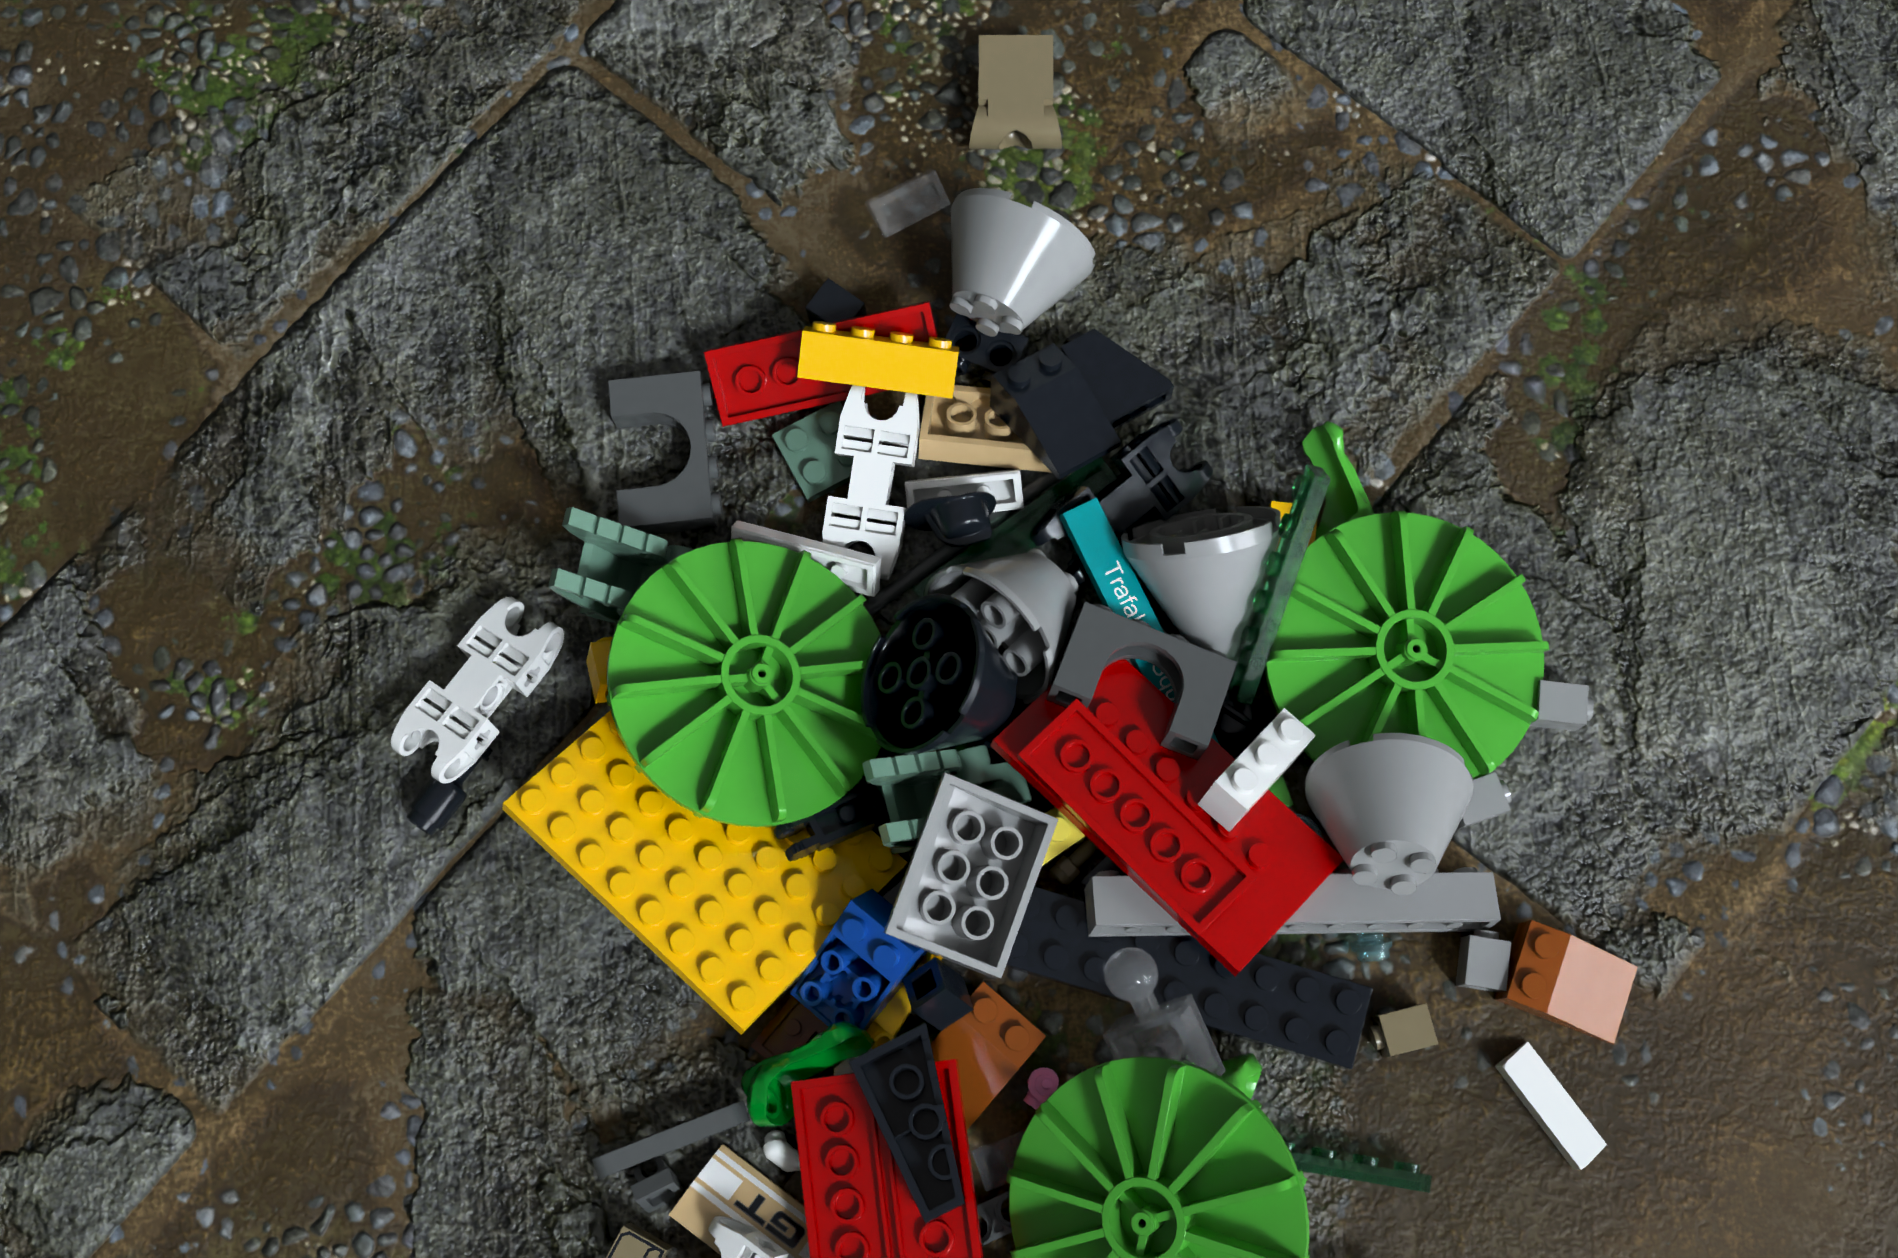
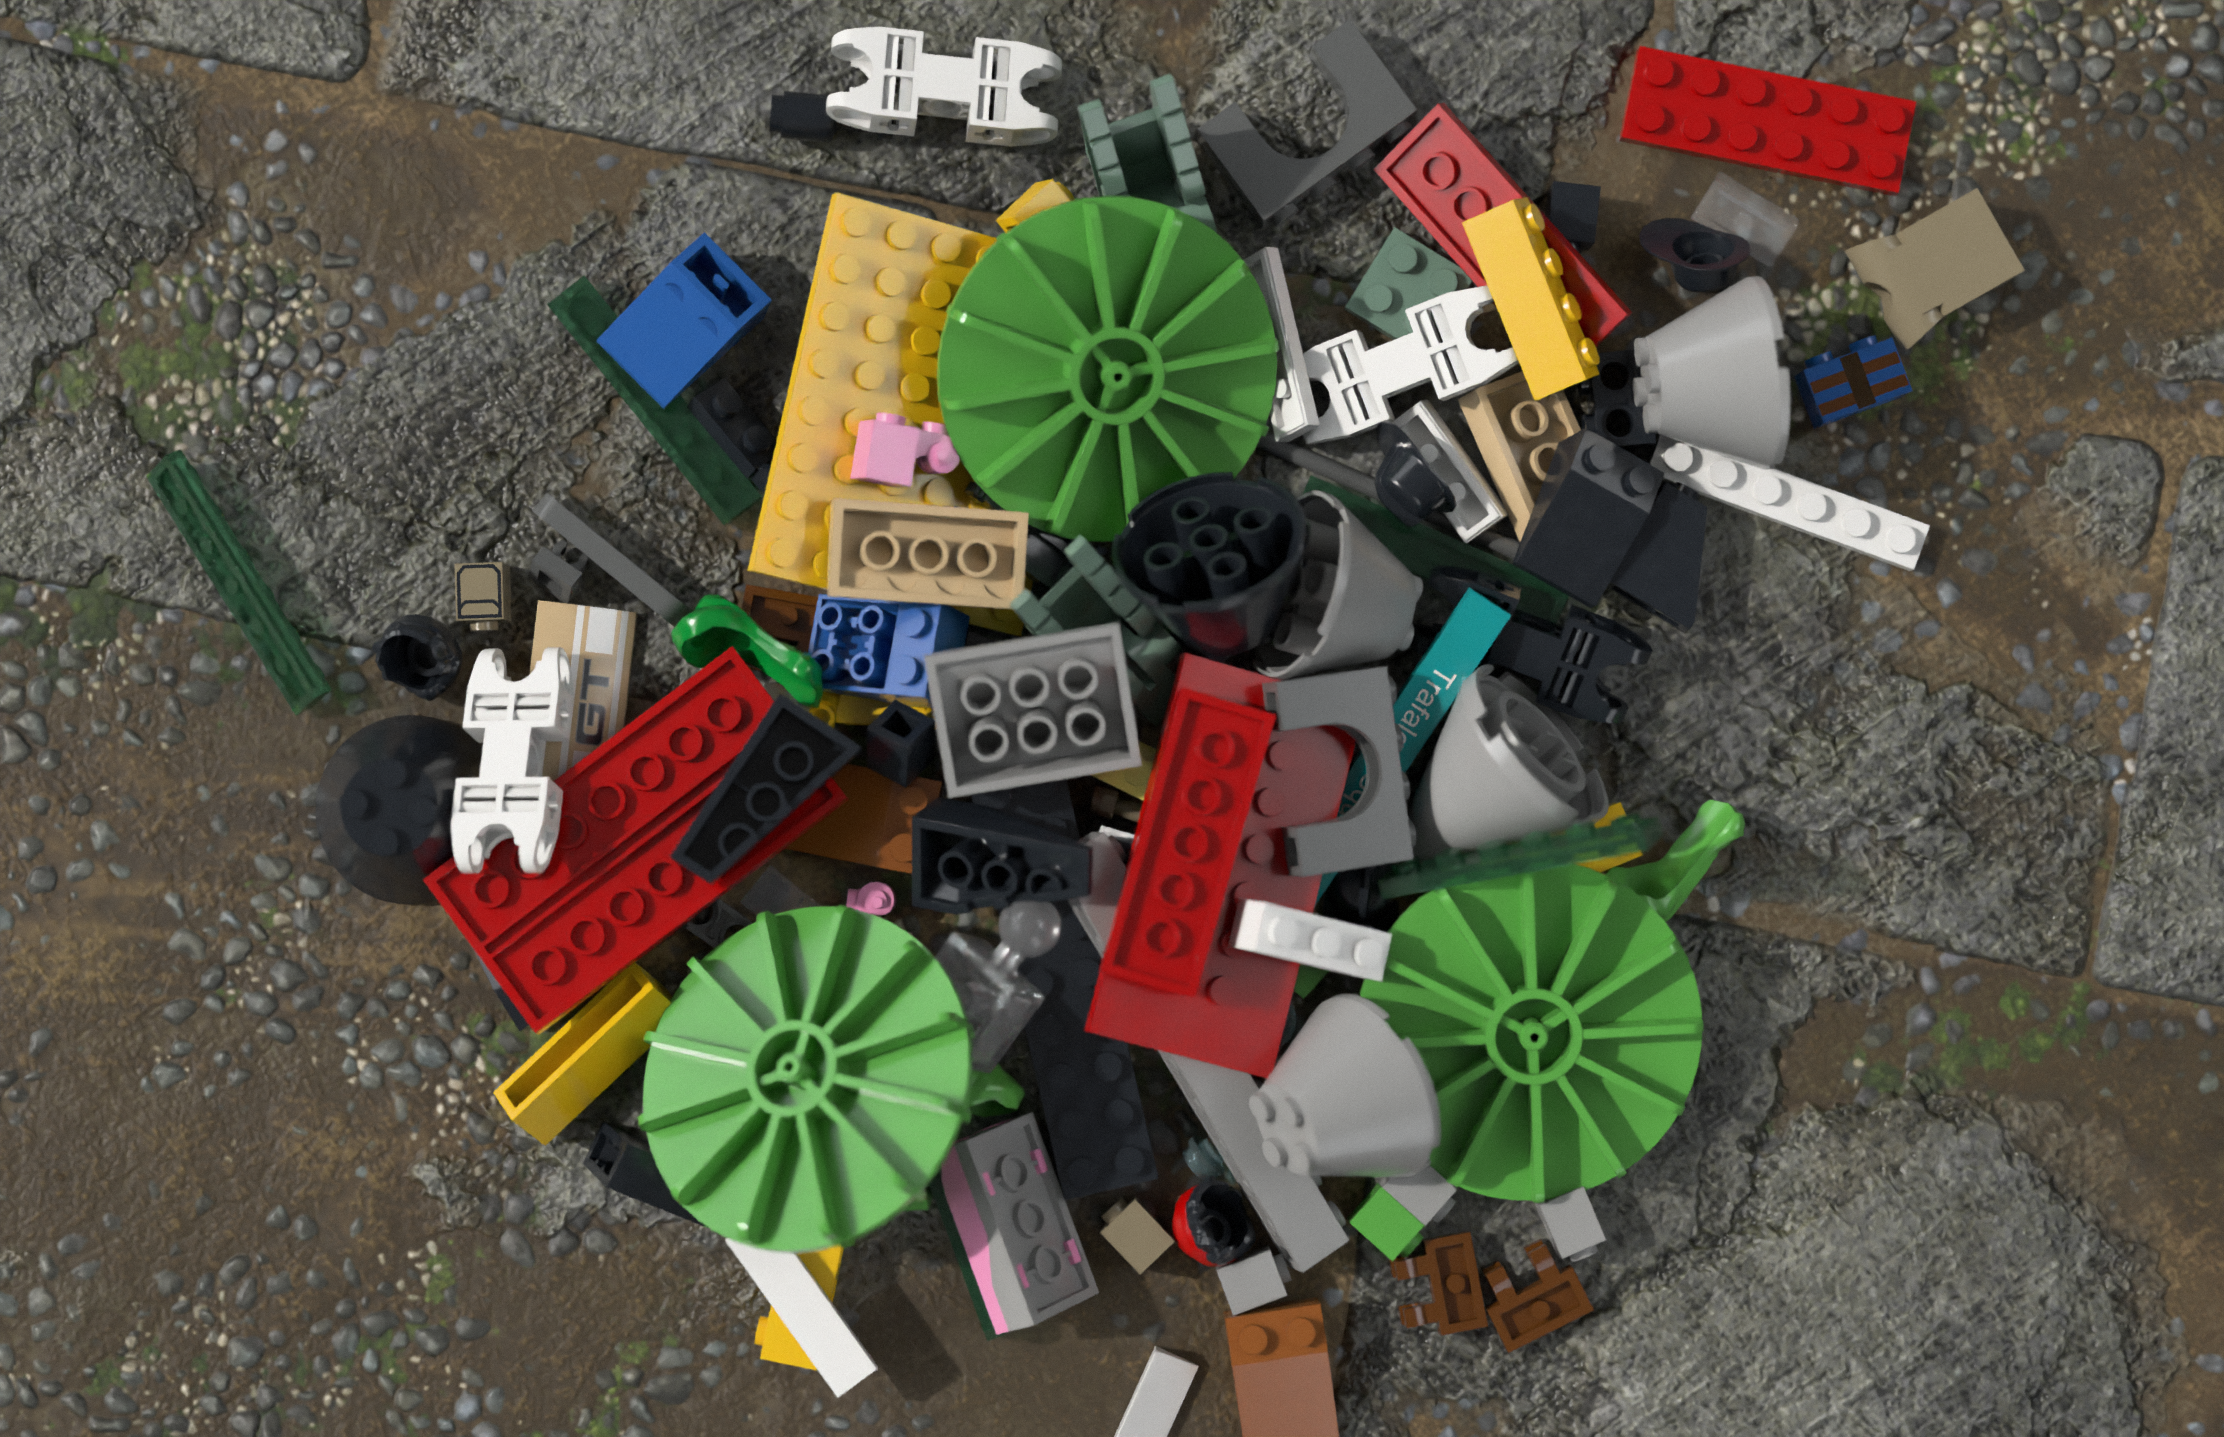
camera: 50 degrees right, 10 degrees up
(528, 977) = (685, 320): none -> blue slope
(573, 1036) = (675, 427): none -> clear green plate
(634, 986) = (736, 430): none -> black hinge
(715, 873) = (888, 450): none -> bright pink brick
(781, 1152) = (661, 675): white arm -> none
(807, 891) = (926, 553): none -> tan slope
(849, 152) = (1767, 121): none -> red plate
(914, 244) = (1698, 254): none -> black piece
(1061, 978) = (984, 859): none -> black wedge
(1063, 182) = (1852, 381): none -> brick
(1121, 275) = (1793, 502): none -> white plate
(1354, 1118) = (1015, 1224): none -> light grey piece
(1426, 968) = (1212, 1223): none -> black hair
(1491, 839) = (1386, 1223): none -> bright green brick
(1560, 815) = (1453, 1284): none -> reddish brown plate
(1611, 763) = (1539, 1306): none -> reddish brown plate

